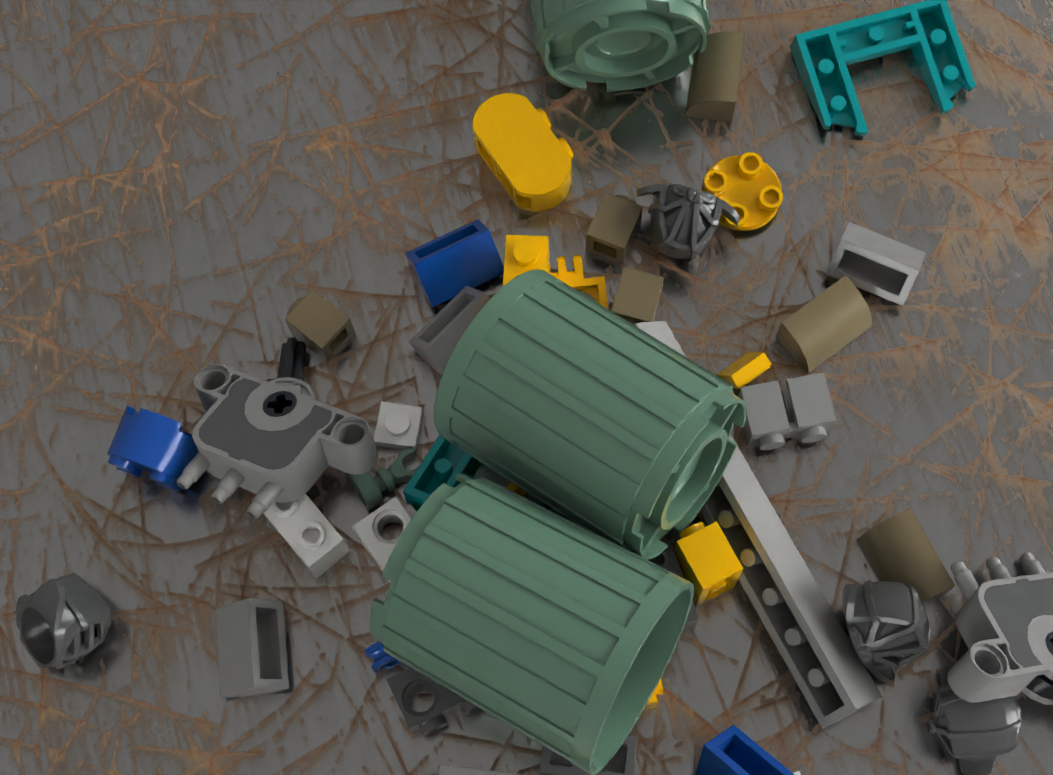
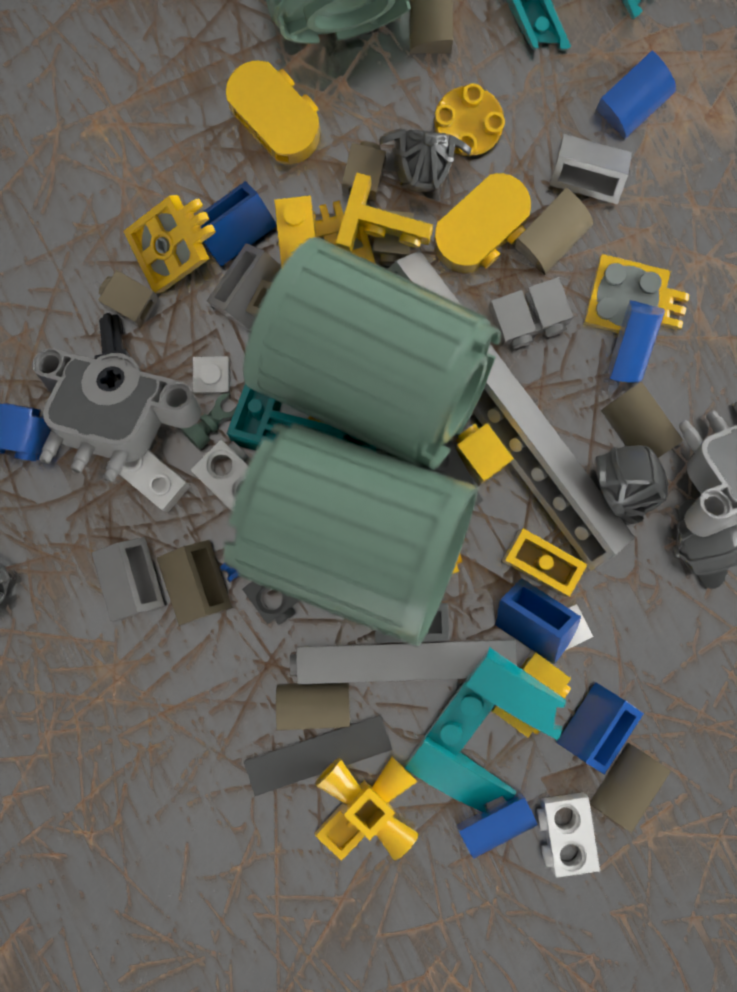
camera: 10 degrees left, 15 degrees up
(330, 665) = (194, 582): none -> dark tan brick
(380, 268) = (169, 241): none -> yellow piece
(622, 277) = (377, 221): none -> yellow bracket
(741, 304) = (482, 224): none -> yellow brick
(745, 369) = (491, 282): yellow tile -> none
(765, 709) = (544, 562): none -> yellow brick
(908, 461) = (635, 342): none -> blue brick
(910, 416) = (626, 280): none -> piece
(938, 191) = (637, 95): none -> blue brick

